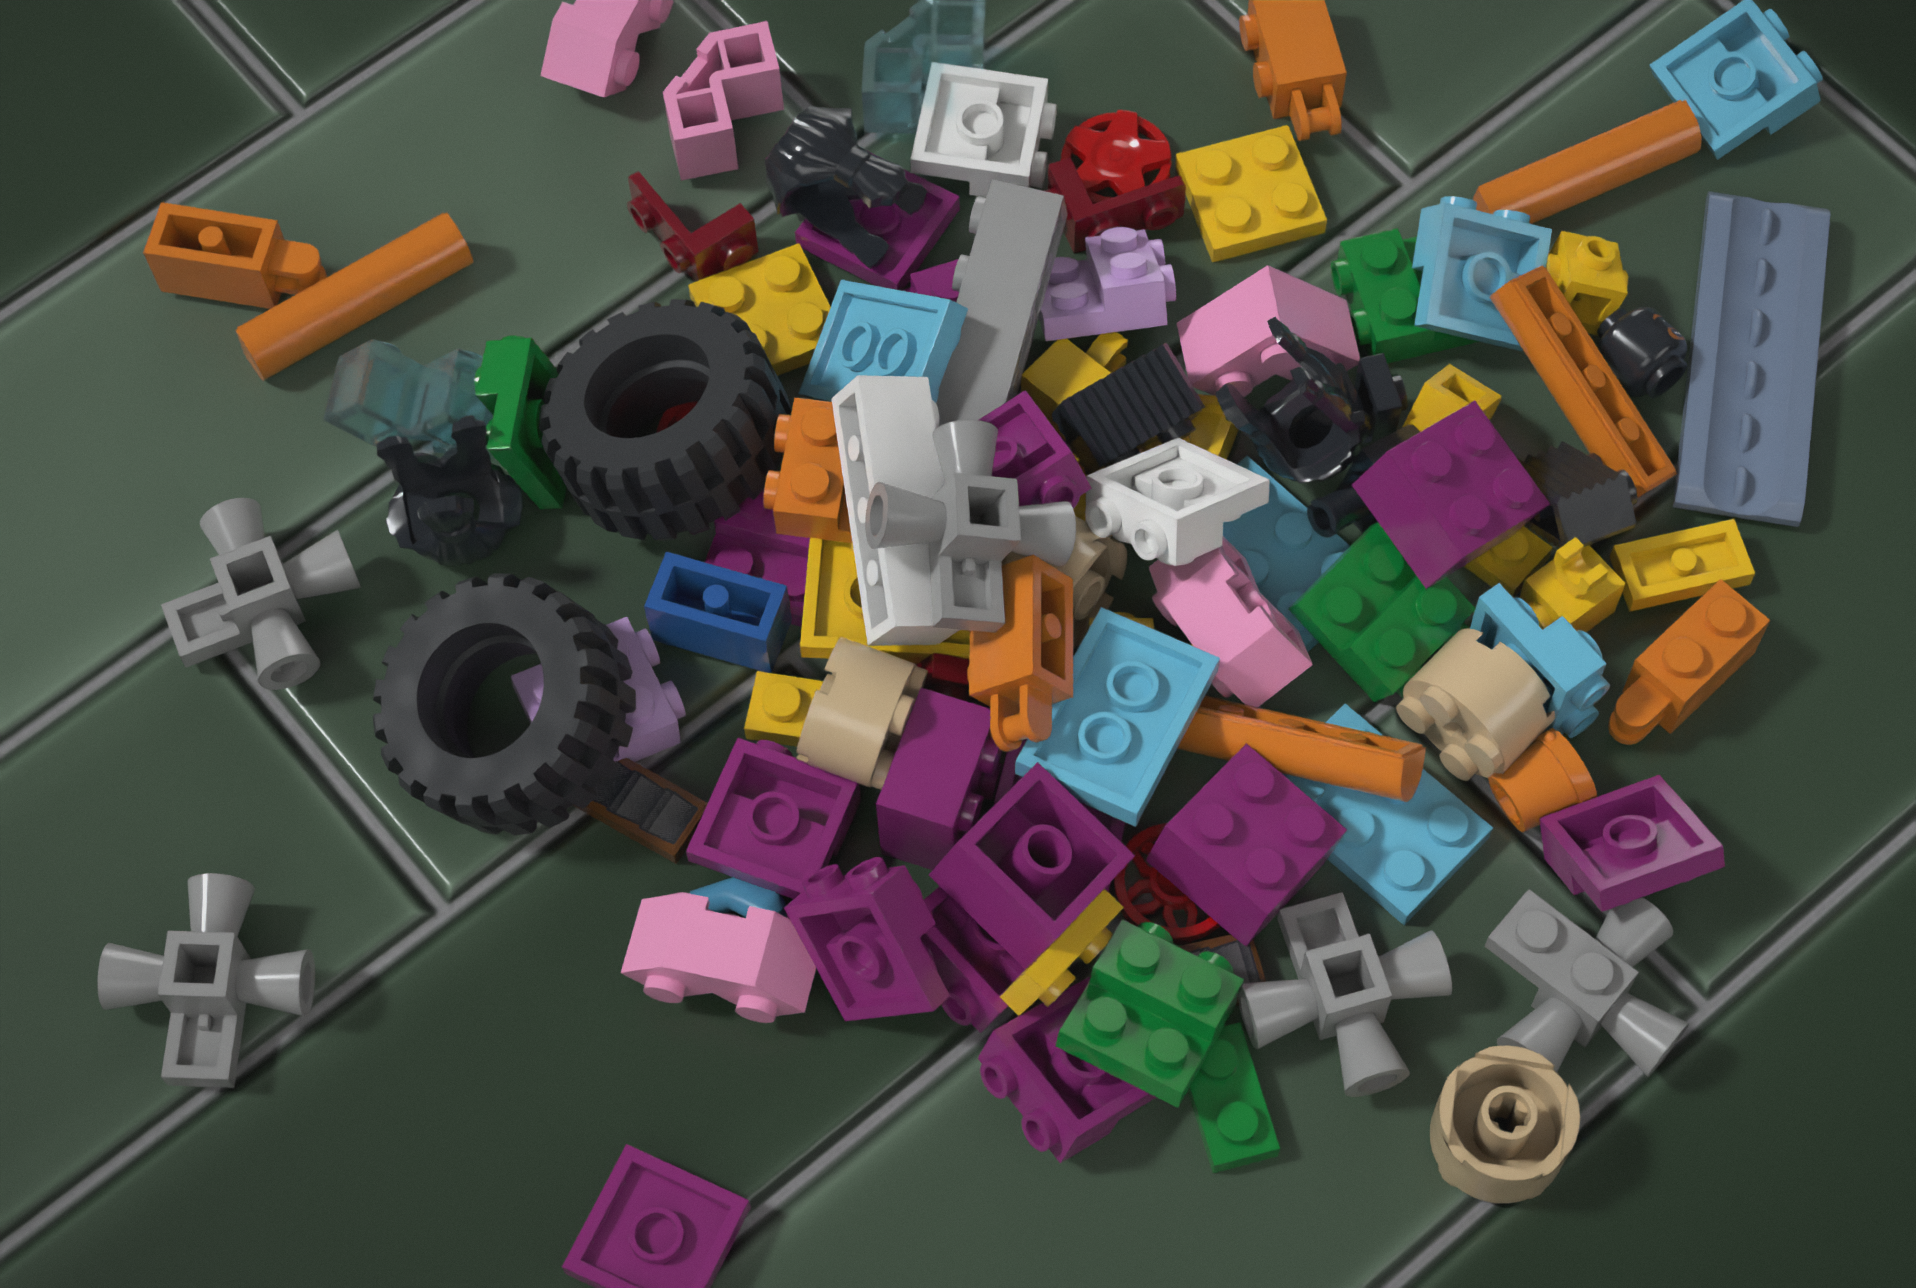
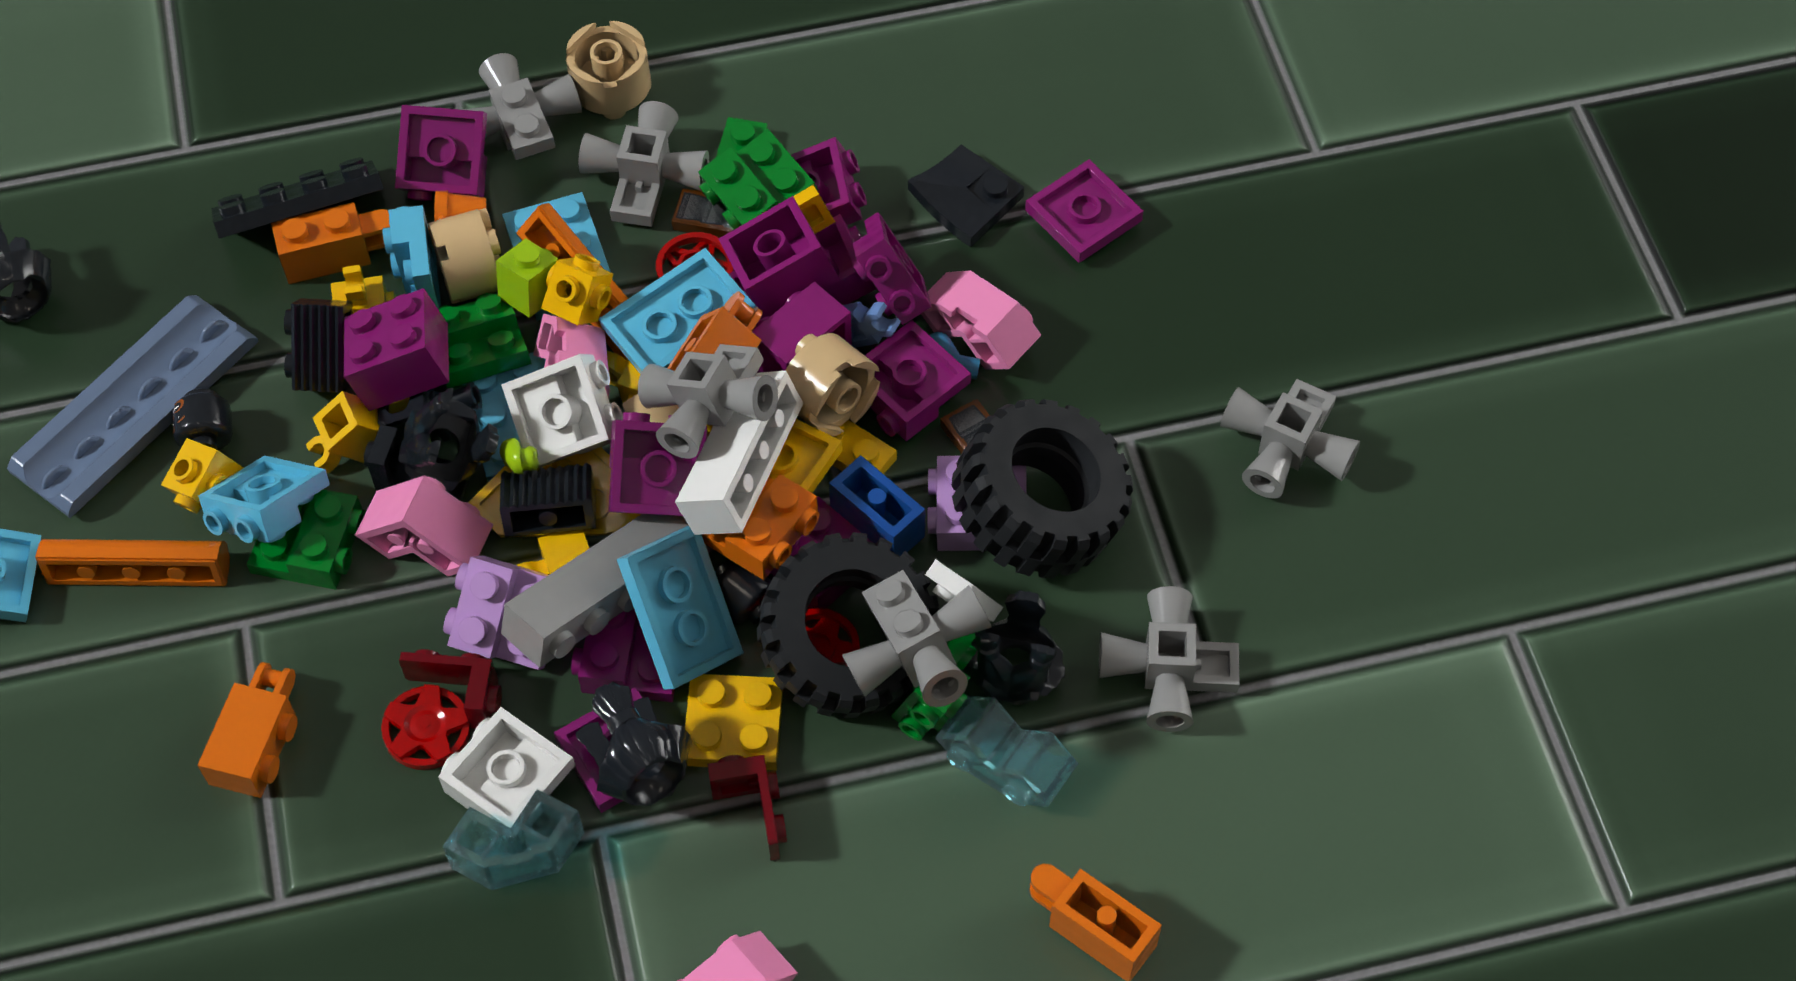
camera: 155 degrees left, 5 degrees down
(354, 296) = (1012, 861): orange brick -> none
(540, 510) = (951, 584): none -> white plate
(545, 361) = (916, 640): none -> light grey brick
(728, 81) = (666, 898): bright pink brick -> none
(853, 1191) = (966, 194): none -> black plate
(855, 849) = (870, 325): none -> medium blue plate
(1188, 412) = (518, 458): none -> lime arm
(1245, 844) = (643, 239): magenta brick -> none
(1250, 193) = (353, 659): yellow plate -> none
(1271, 676) = (577, 289): none -> yellow brick
(1359, 682) = (523, 276): none -> lime brick
(1581, 379) = (258, 406): orange brick -> none
(1681, 564) = (270, 296): yellow plate -> none
(1775, 694) = (281, 202): none -> black plate

